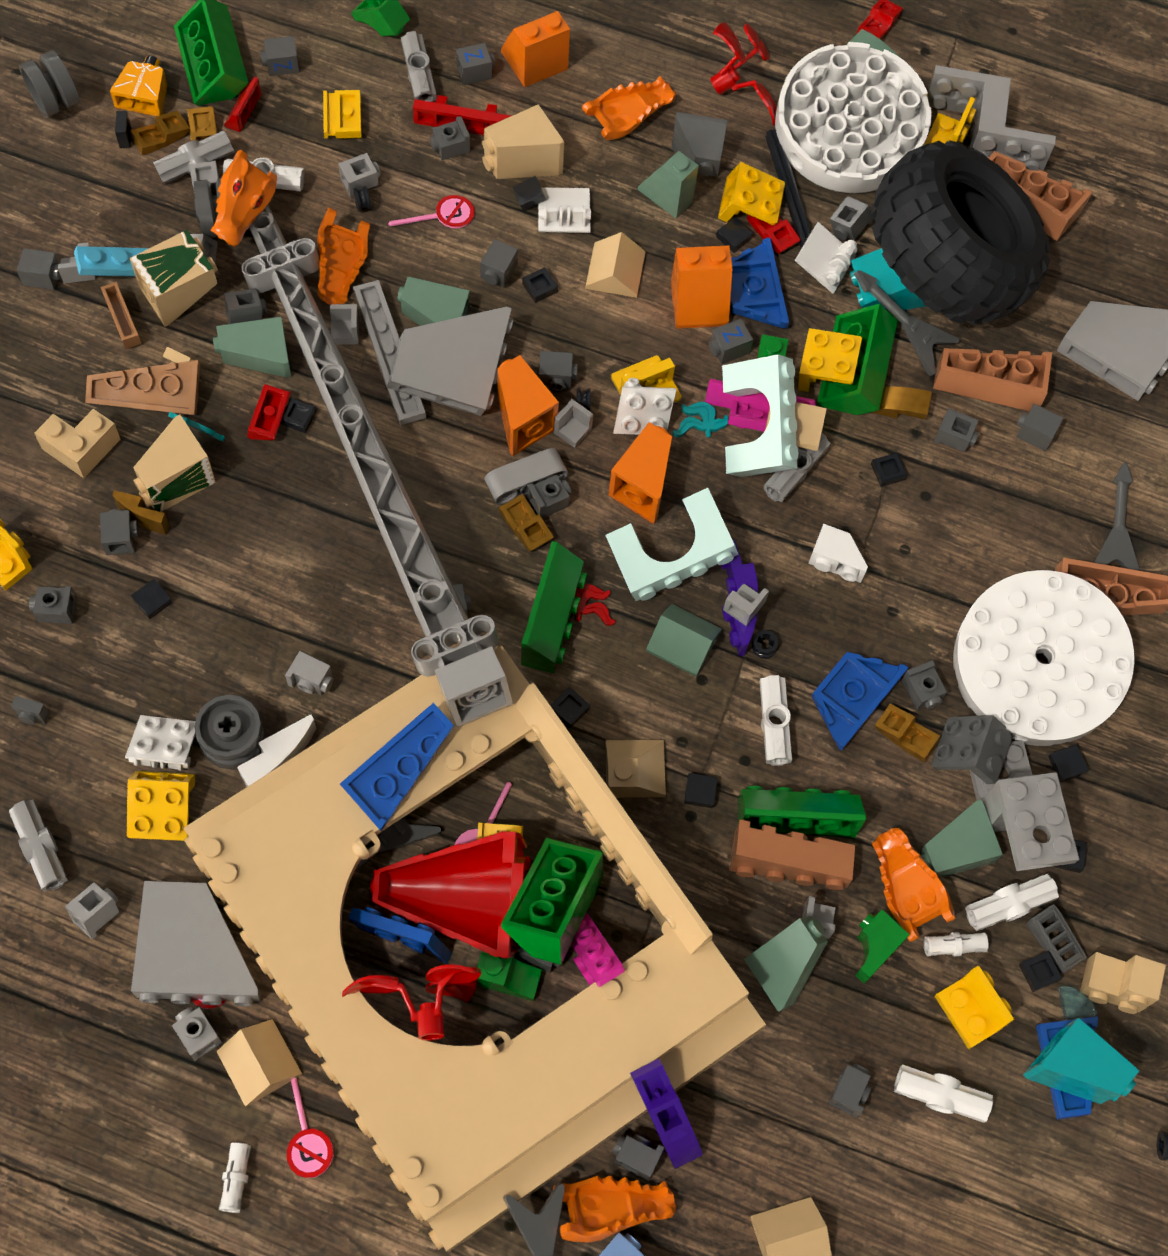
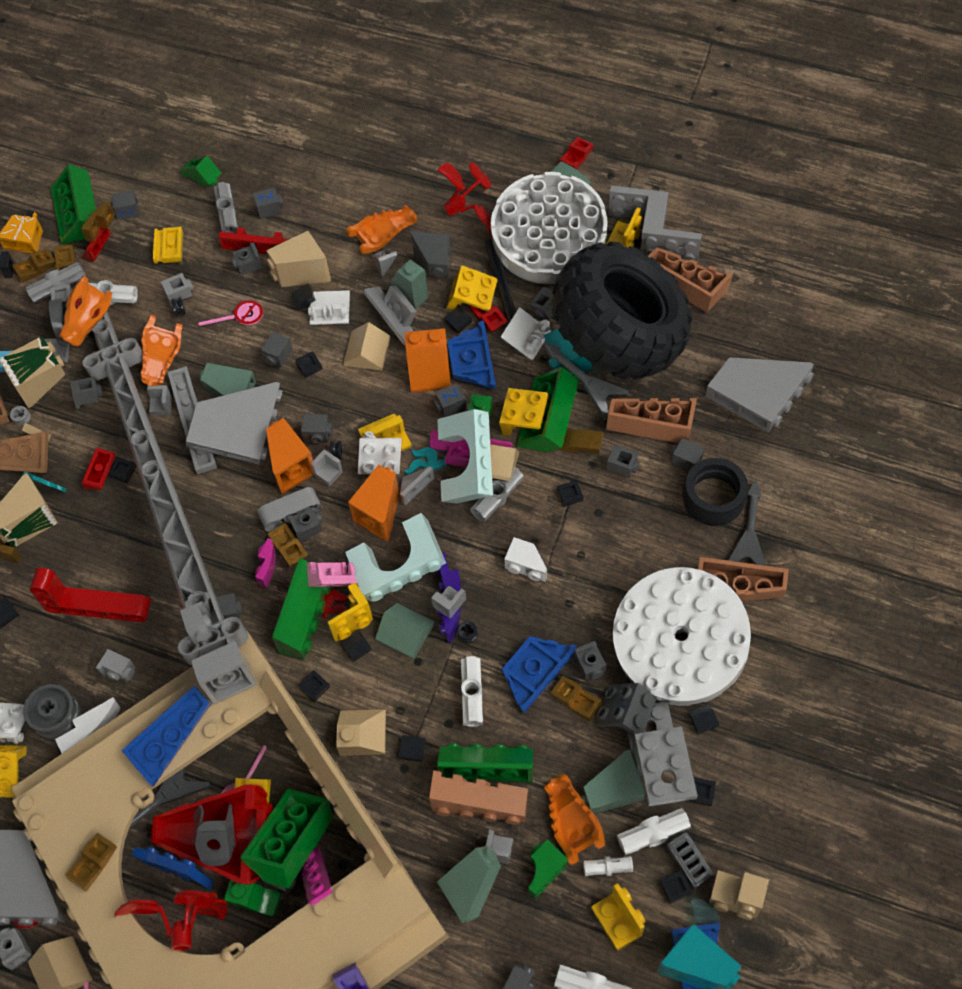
camera: 10 degrees right, 5 degrees down
(156, 329) = (20, 420): none -> light grey bush
(252, 73) = (98, 219): none -> pearl gold slope
(254, 346) = (92, 419): sand green slope -> none
(267, 589) = (85, 602): none -> red beam
(305, 926) = (93, 860): none -> pearl gold slope
(438, 620) = (197, 622): none -> light grey brick
(449, 891) = (219, 830): none -> dark grey piece
(500, 546) = (267, 558): none -> dark pink slope
(538, 49) = (314, 189): orange slope -> none
(590, 563) = (330, 574): none -> bright pink hinge
(622, 657) = (356, 646): none -> black tile
(626, 619) = (355, 618): none -> yellow bracket
(634, 149) = (384, 260): none -> light grey slope
(652, 216) = (393, 308): none -> light grey bracket
(687, 448) = (414, 483): none -> light grey slope
(1090, 450) = (717, 469): none -> black tyre

